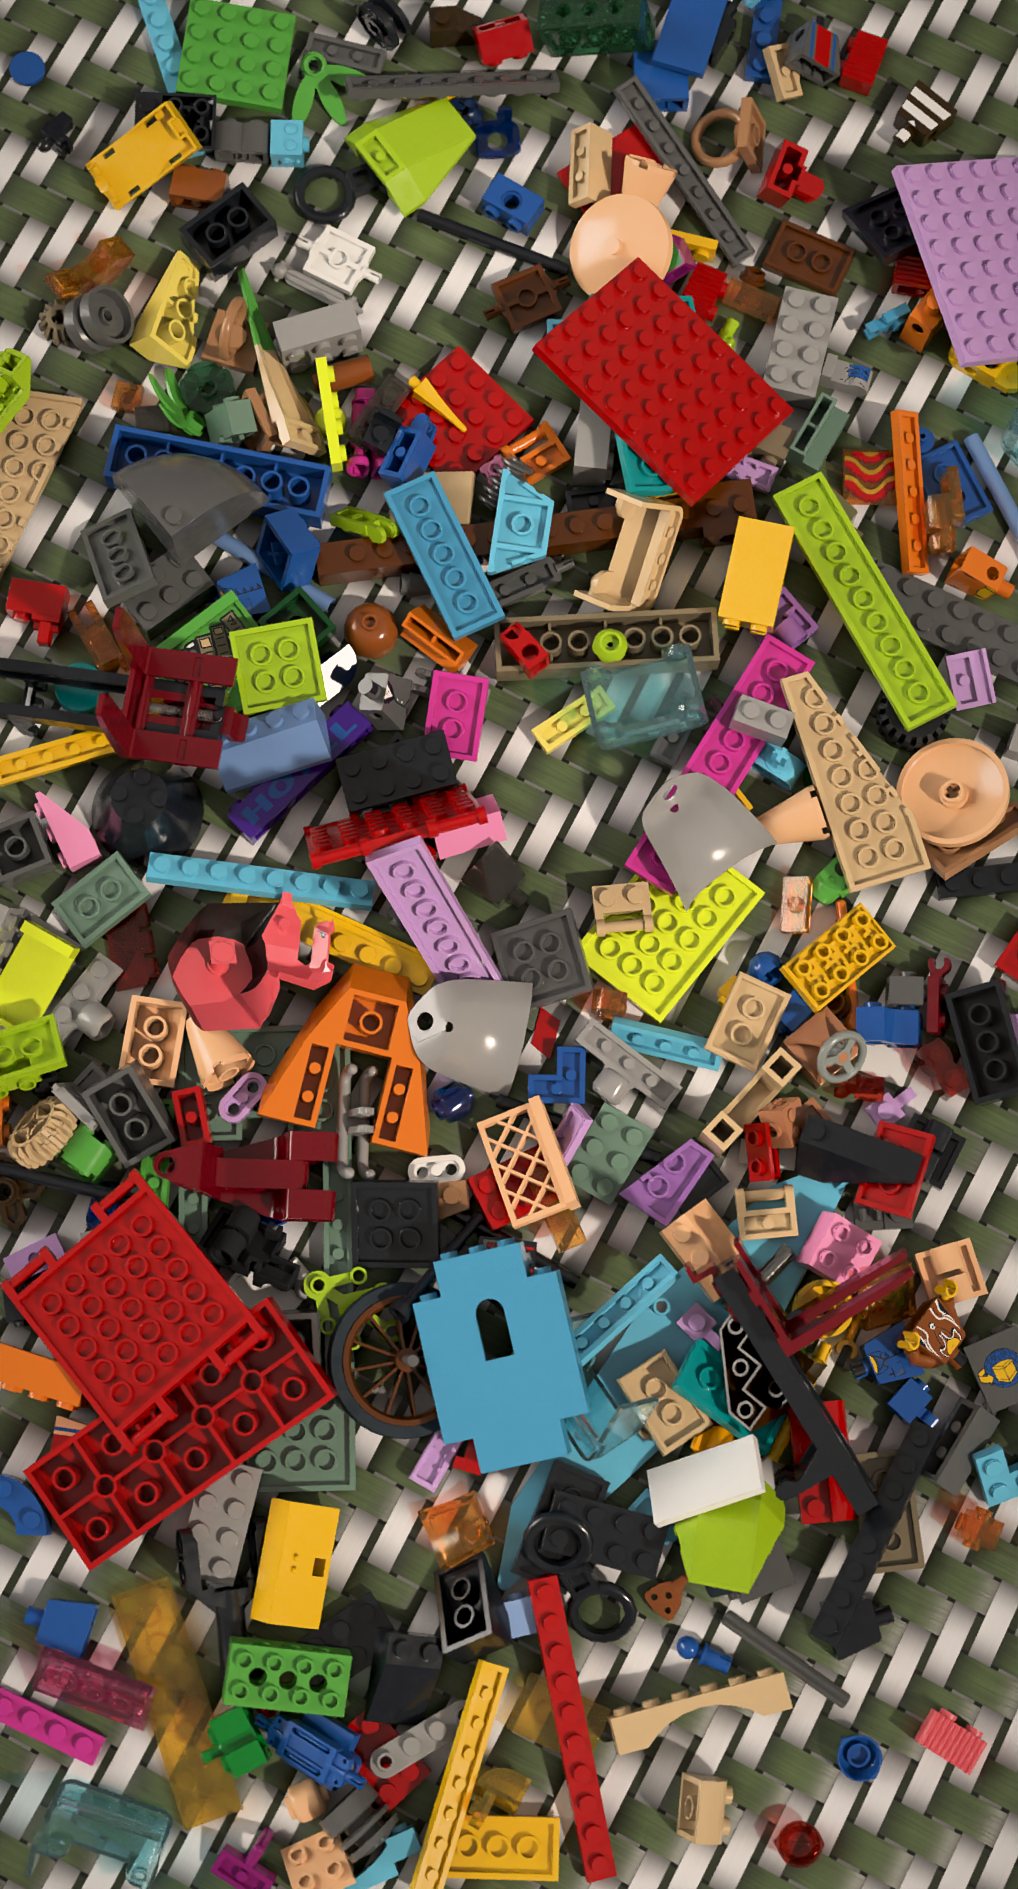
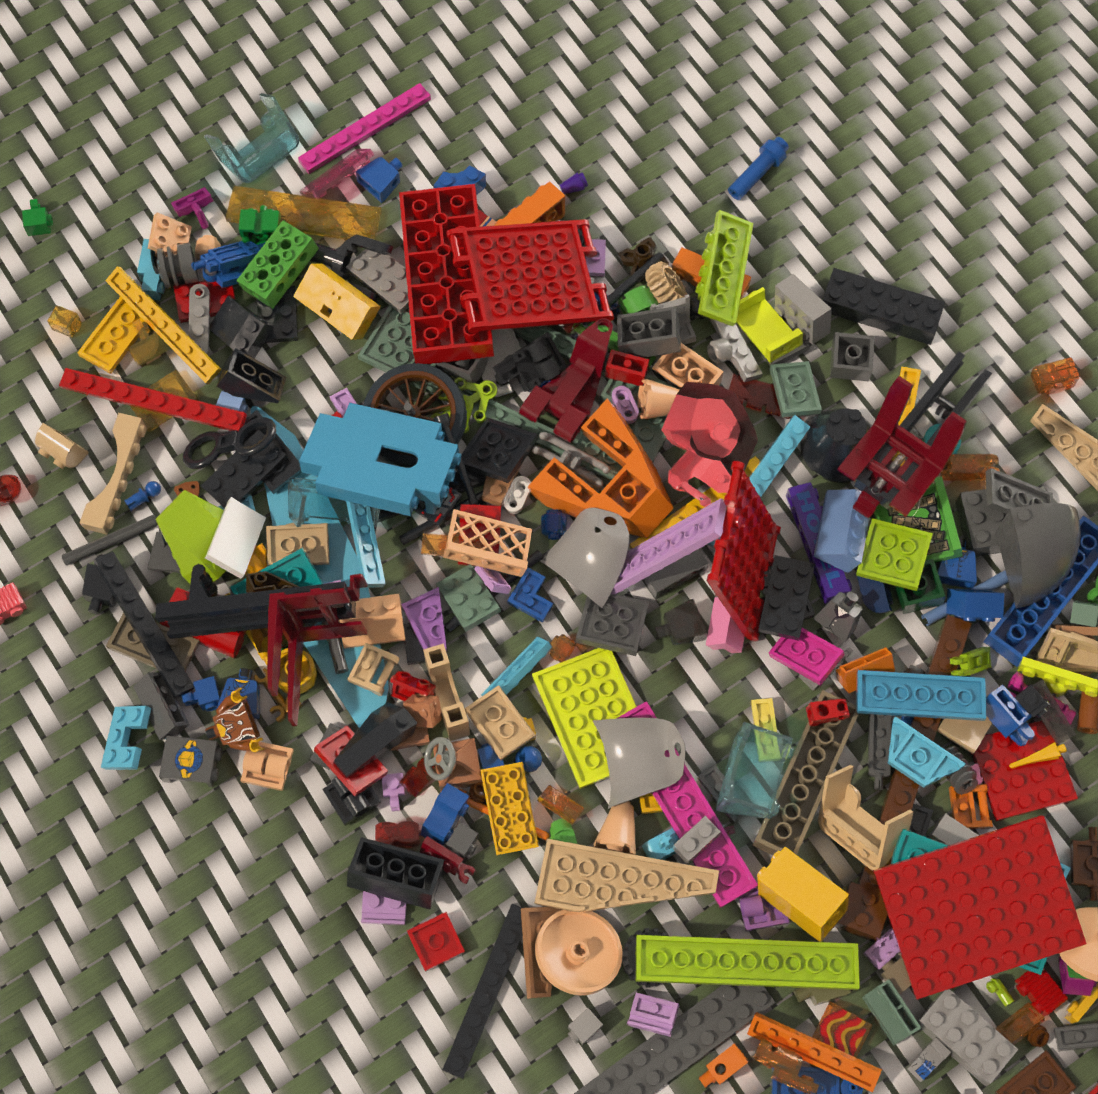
camera: 120 degrees right, 10 degrees down
(41, 603) = (1011, 444): red hinge -> none
(74, 839) = (845, 392): bright pink slope -> none
(371, 630) = (895, 634): dark orange cylinder -> none
(457, 1529) = (301, 398): clear orange plate -> none
(547, 1027) = (568, 607): red sticker -> none
(606, 653) = (799, 776): lime plate -> none
(622, 900) = (625, 691): tan plate -> none
(624, 1068) = (515, 635): light grey plate -> none
(837, 1248) = (323, 700): bright pink brick -> none
(859, 1757) = (28, 547): blue hat -> none
(892, 1307) = (274, 715): clear orange tile -> none
(978, 1529) = (106, 691): clear orange brick -> none

